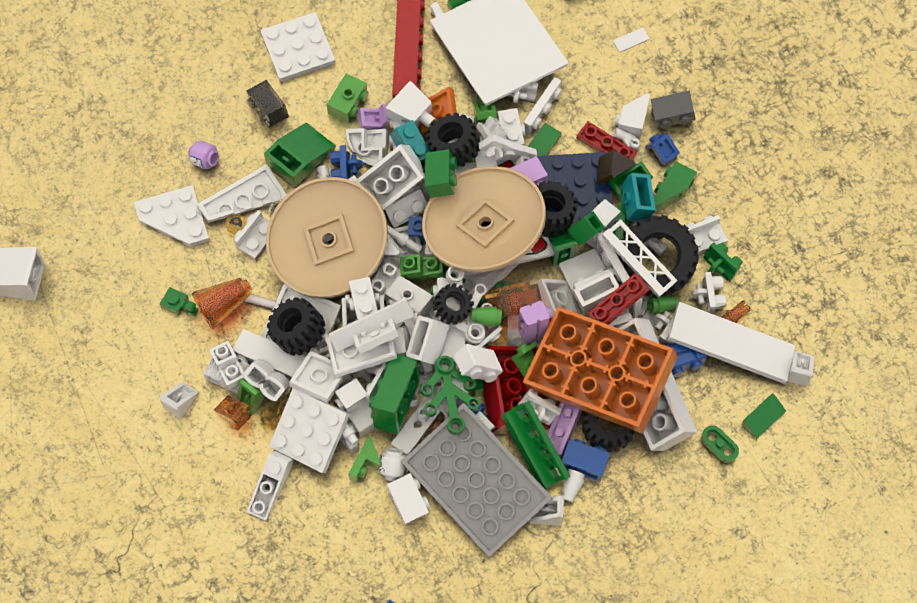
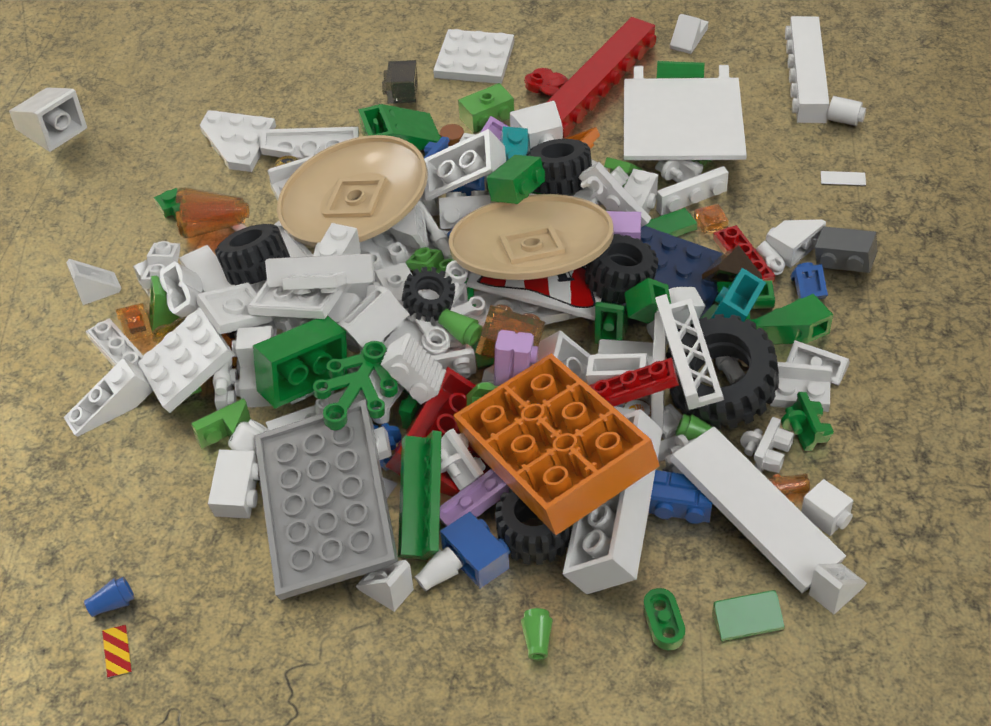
camera: 35 degrees right, 20 degrees down
(203, 154) = (305, 98): lavender head -> none
(227, 438) = (113, 343): none -> white tile
(336, 134) = (453, 132): none -> dark orange tile
(370, 48) = (544, 81): none -> red plate
(566, 122) = (711, 218): none -> clear orange plate
(655, 493) = (537, 631): none -> bright green cone
(699, 209) = (810, 355): none -> white slope
(768, 318) = (827, 507): none -> white brick

